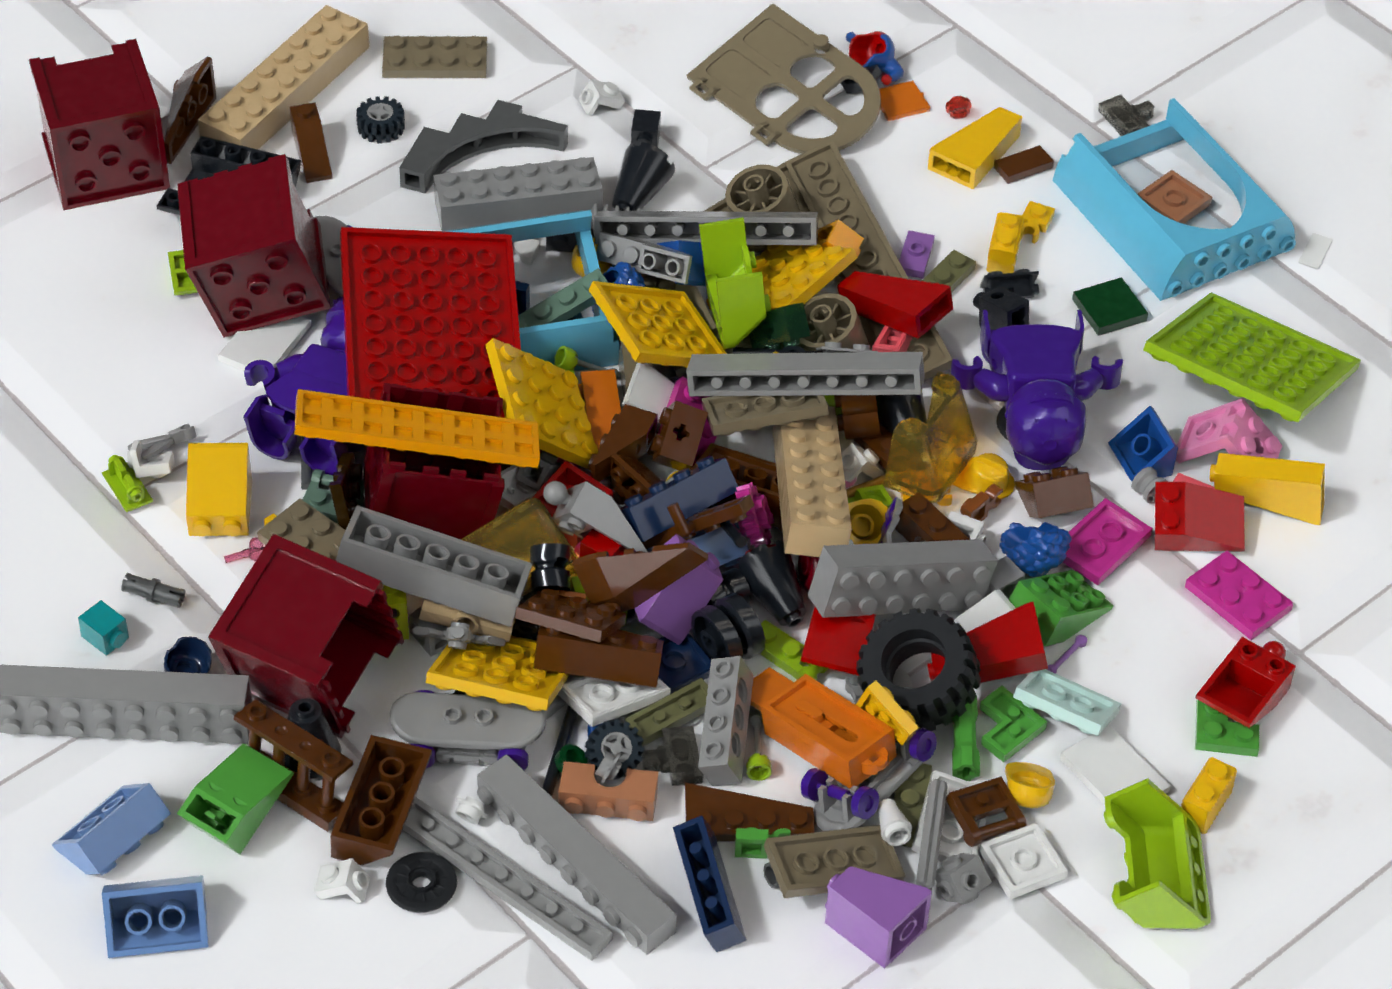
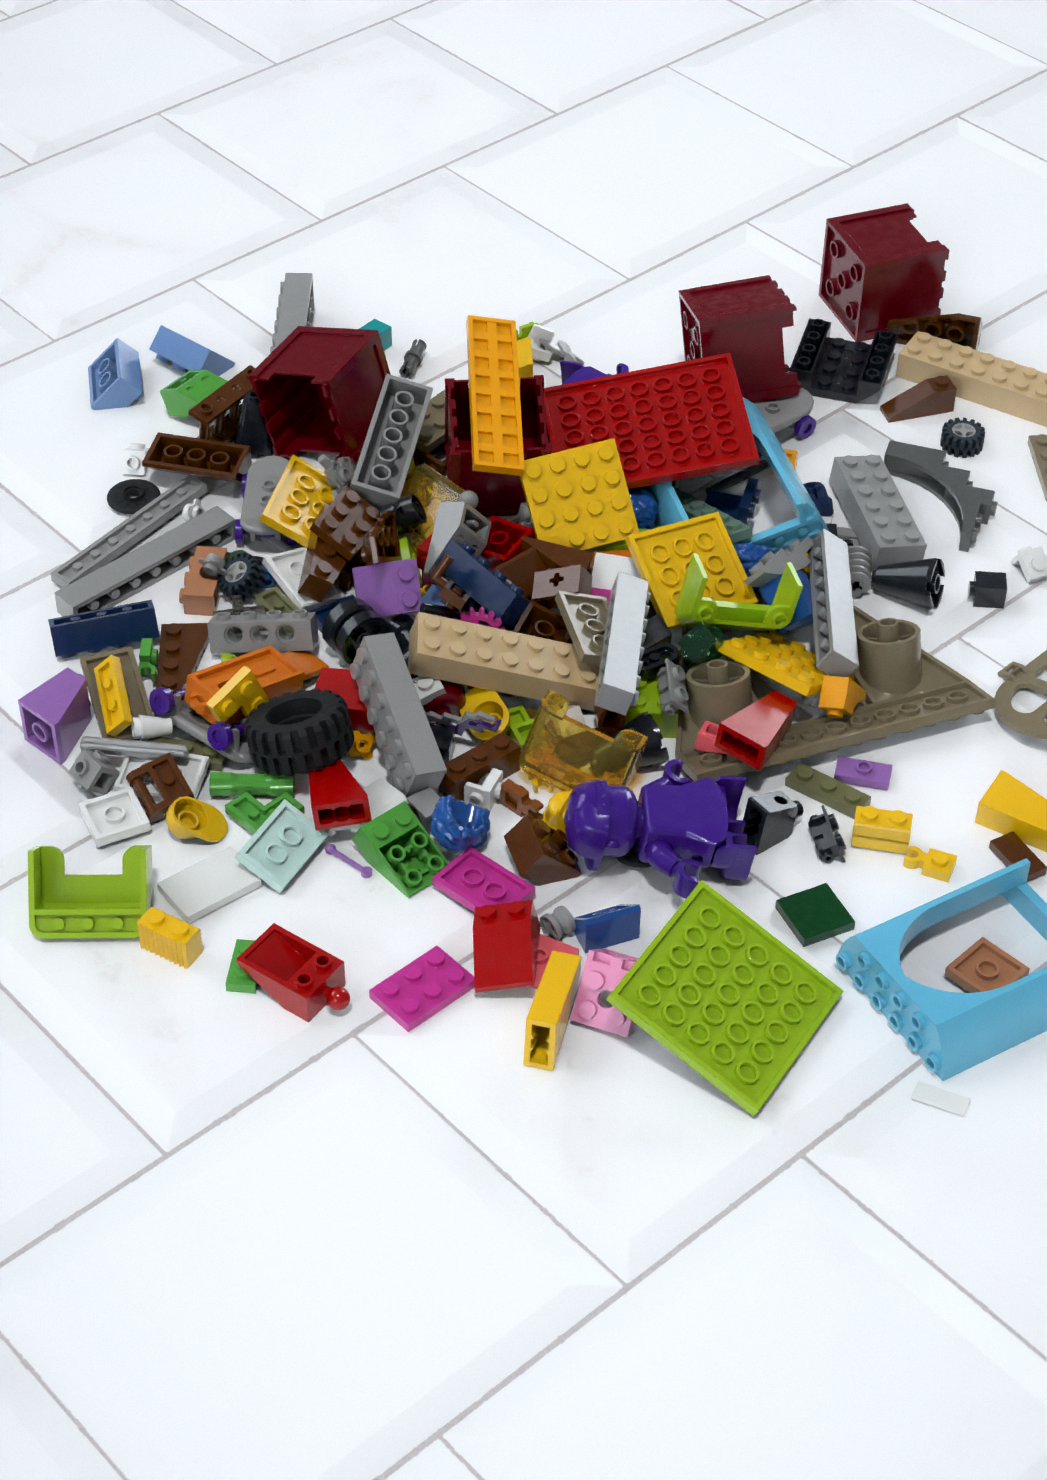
camera: 90 degrees right, 5 degrees down
(858, 851) = (113, 695): none -> yellow plate

